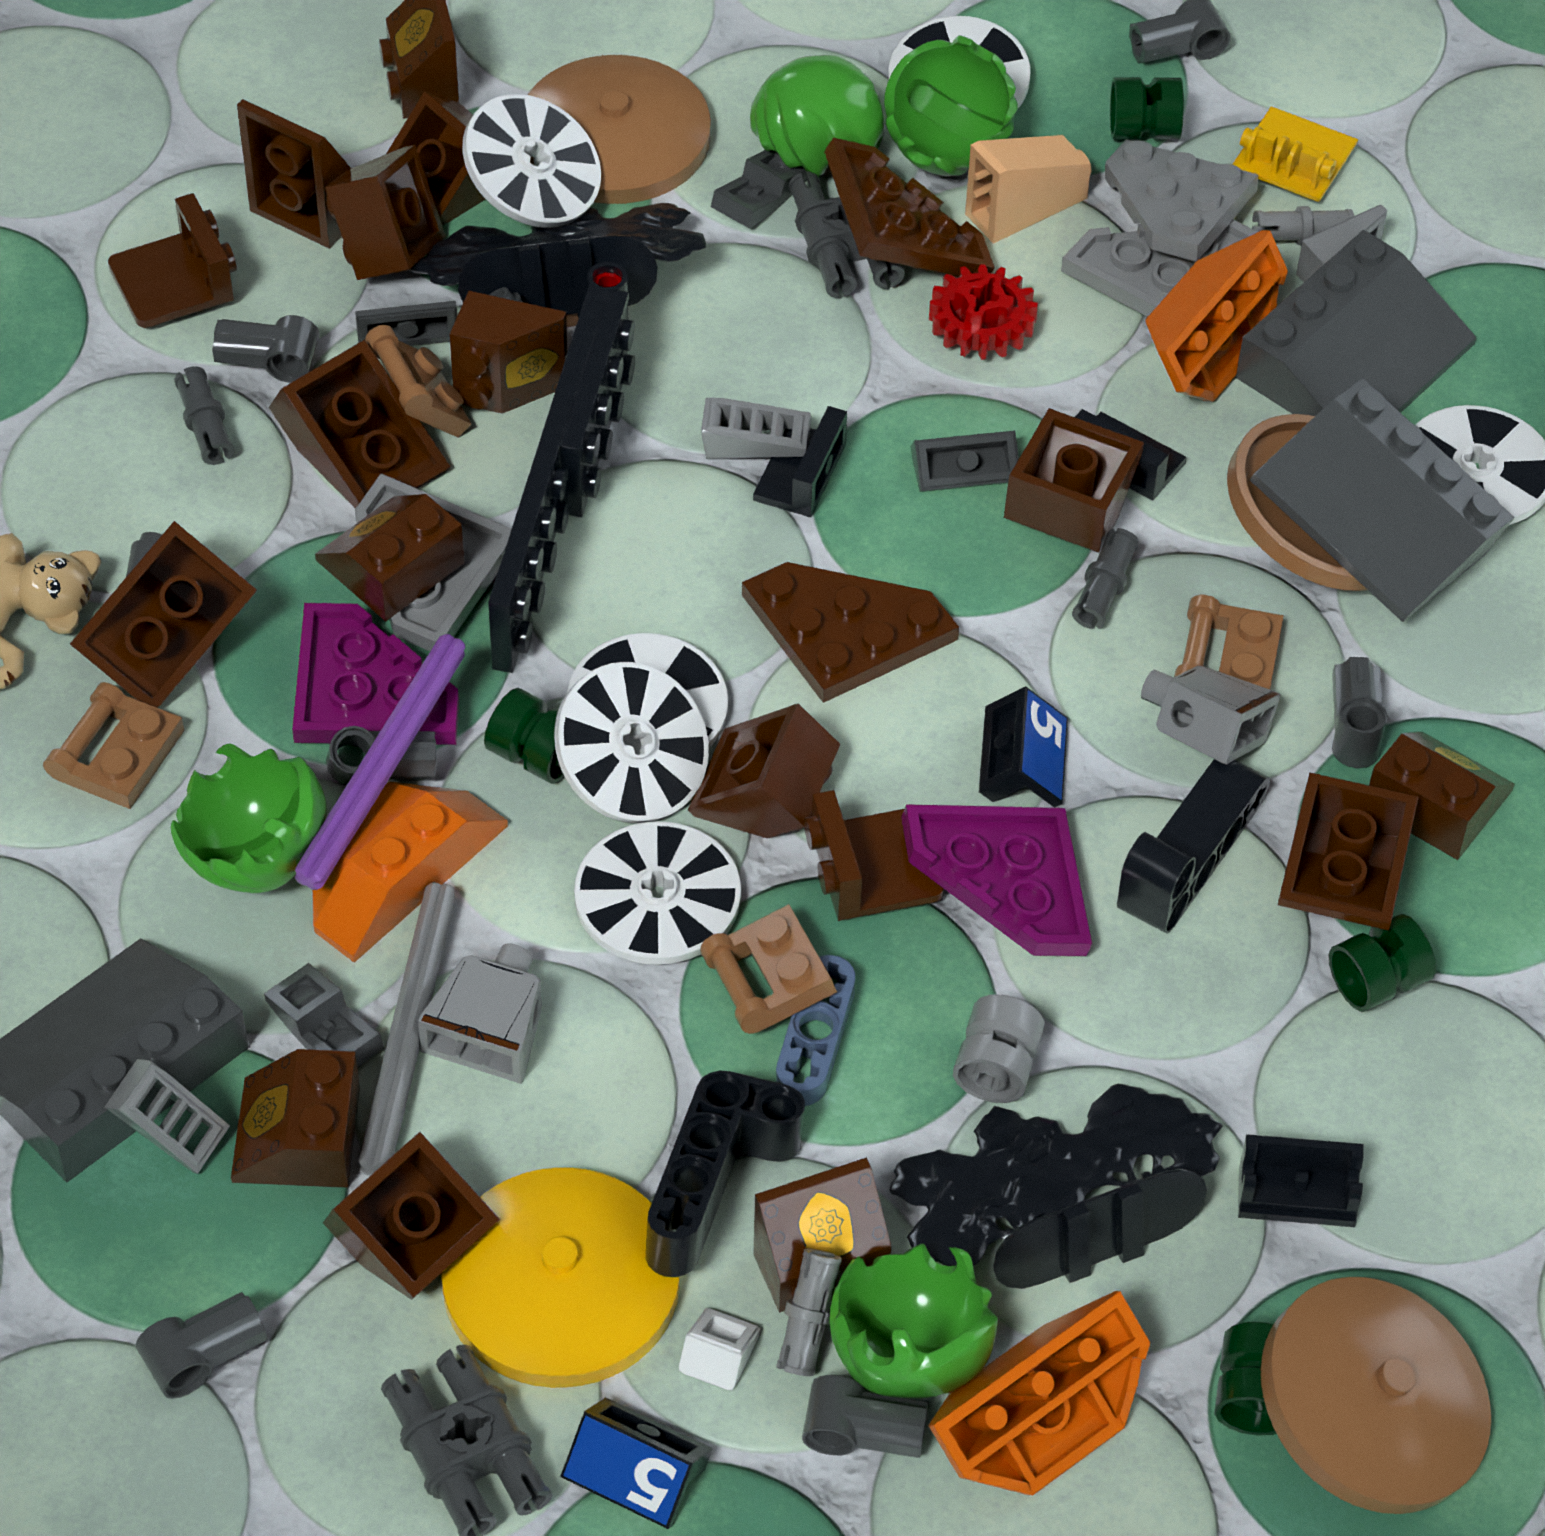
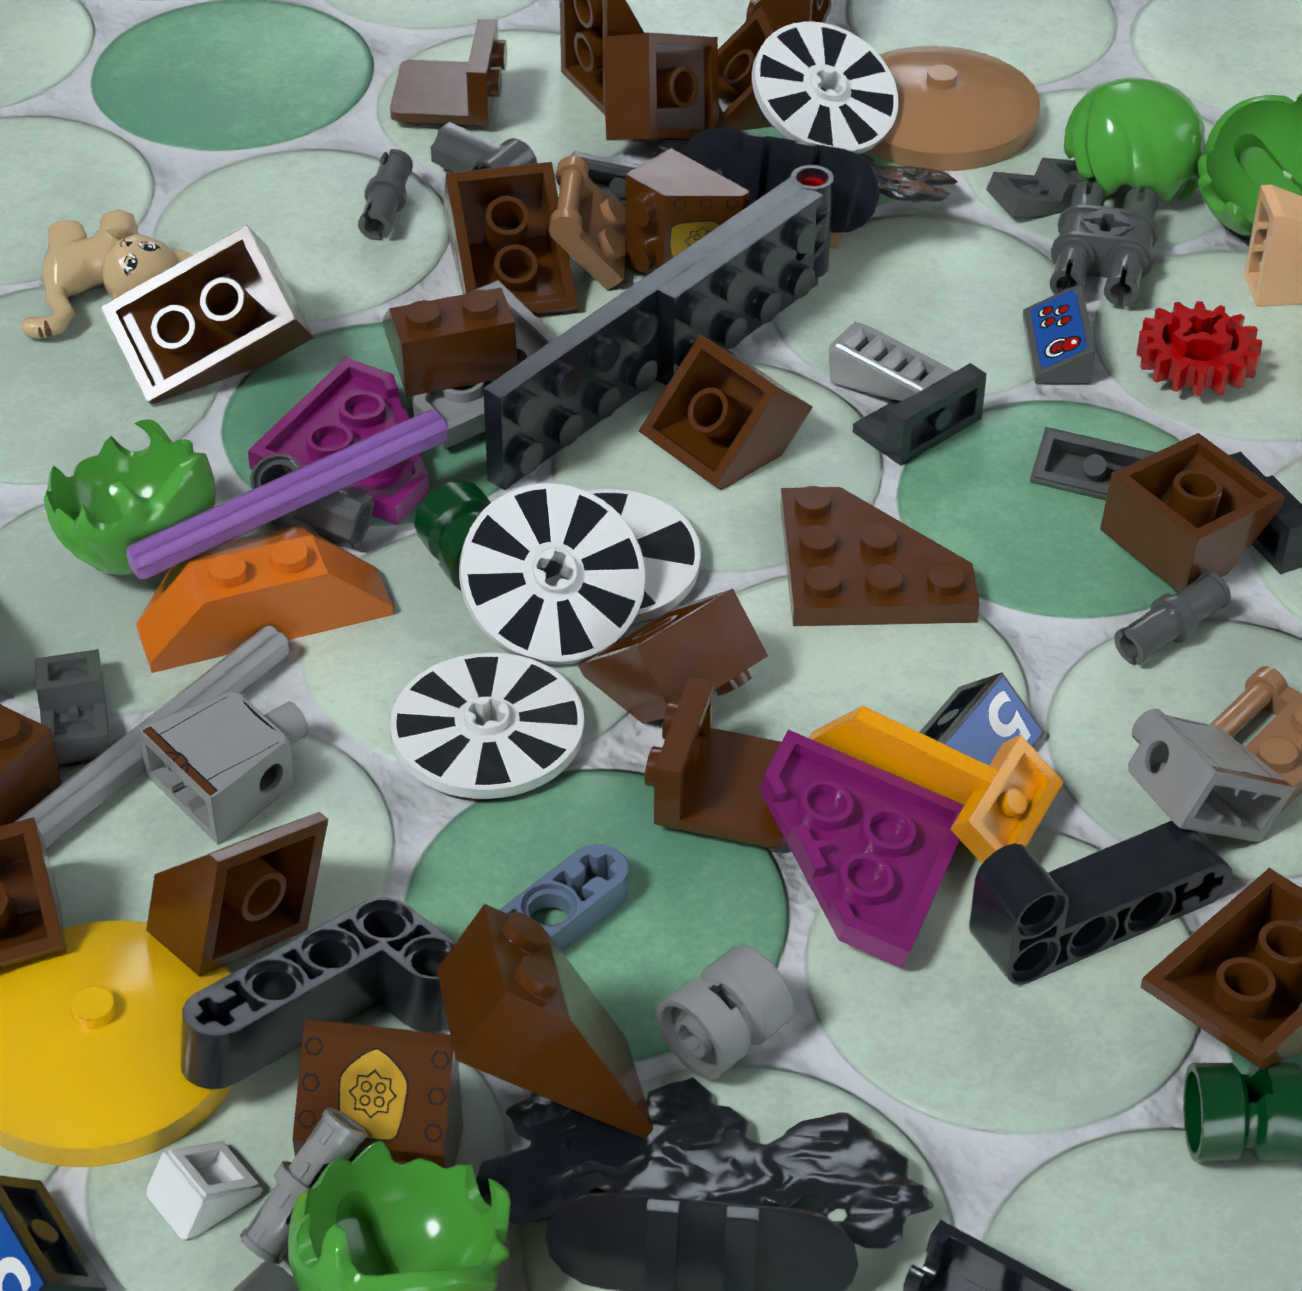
camera: 30 degrees right, 10 degrees down
(127, 756) = (83, 429): medium nougat plate -> none
(595, 1117) = (239, 896): none -> reddish brown slope
(653, 533) = (723, 415): none -> reddish brown slope
(784, 960) = (557, 838): medium nougat plate -> none
(866, 342) = (1060, 339): none -> slope
(896, 1119) = (535, 1022): none -> reddish brown slope
(899, 218) = (1154, 238): reddish brown plate -> none
(1083, 788) = (999, 799): none -> light orange piece

